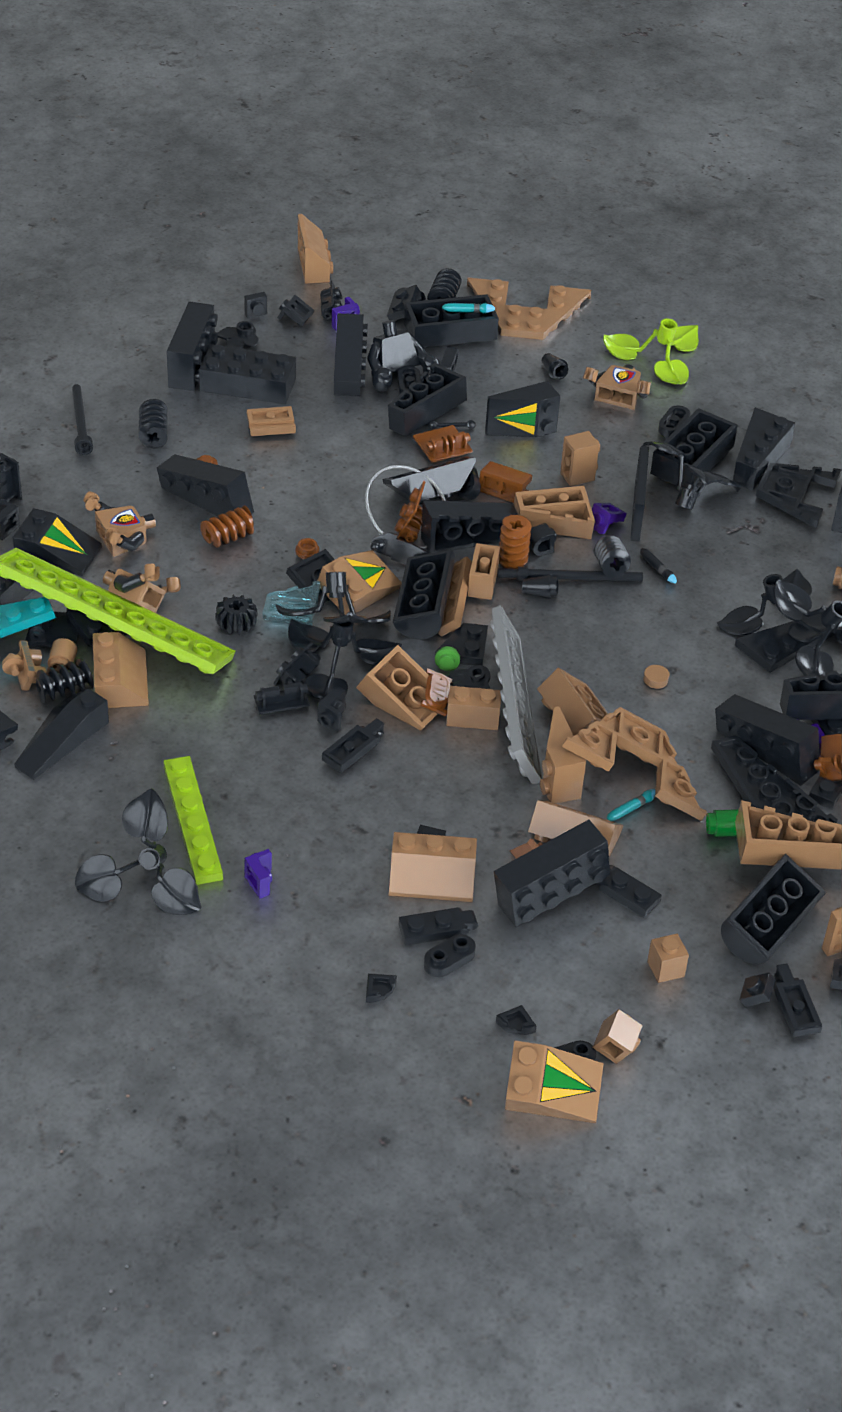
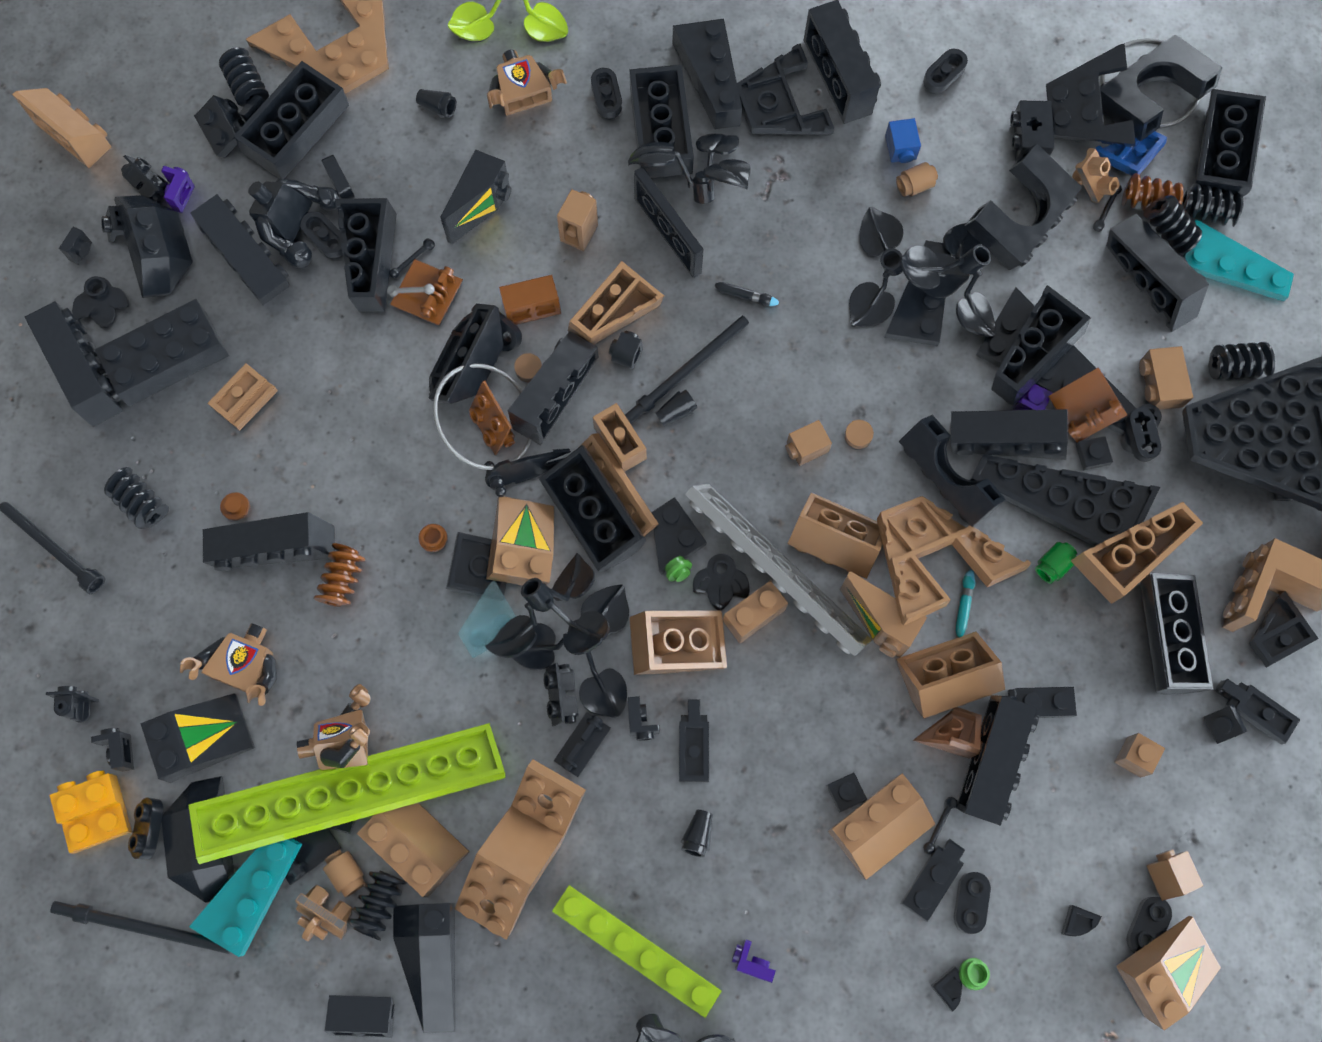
camera: 40 degrees left, 30 degrees up
(179, 704) = (519, 849): none -> medium nougat bracket
(236, 614) = (460, 675): black gear -> none
(300, 789) = (698, 834): none -> black cone
(302, 329) = (154, 244): none -> black wedge
(405, 988) = (974, 974): none -> bright green plate
(436, 692) = (707, 619): piece -> none
(442, 432) = (393, 290): none -> light grey hinge
(464, 307) = (319, 87): teal piece -> none
(474, 902) = (950, 803): none -> black hinge
(514, 541) = (617, 380): dark orange piece -> none
(606, 514) = (655, 268): dark purple bracket -> none
(612, 556) = (713, 326): black piece -> none
(612, 654) = (808, 443): none -> medium nougat brick
(698, 747) = (928, 447): none -> black arch

